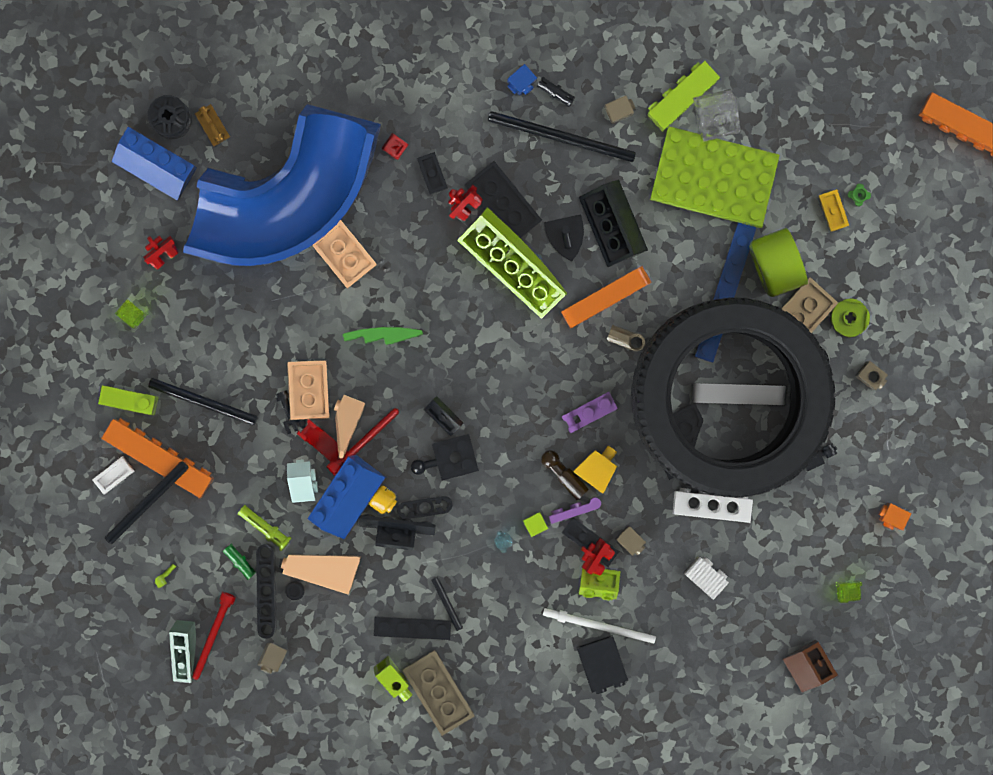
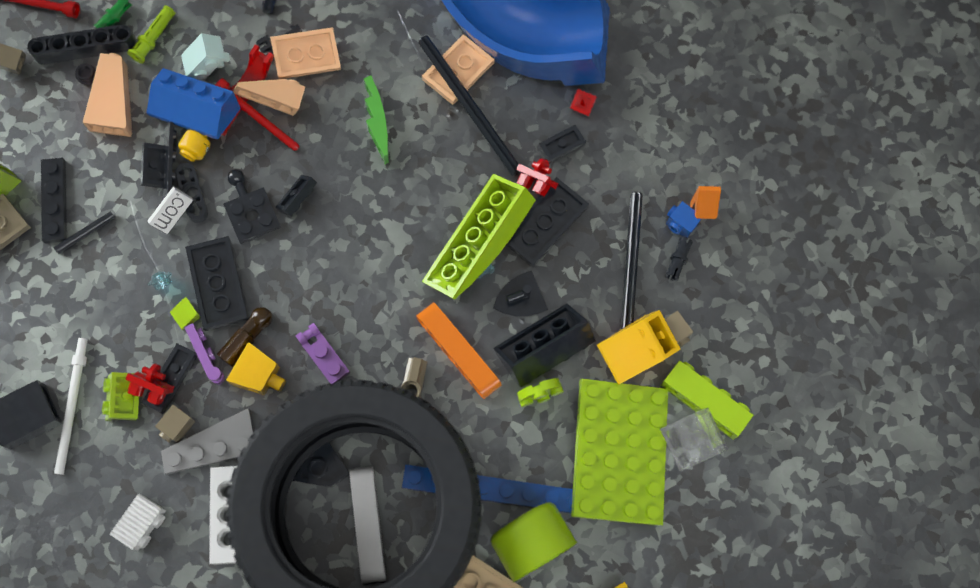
camera: 70 degrees right, 15 degrees down
(383, 250) = (469, 104): none -> black axle
(442, 526) = (170, 210): none -> white tile
(513, 494) = (216, 283): none -> black plate
(514, 58) = (706, 202): none -> orange slope
(631, 144) = (638, 346): none -> yellow slope
(651, 508) = (211, 446): none -> light grey wing
(657, 235) = (540, 392): none -> lime plate

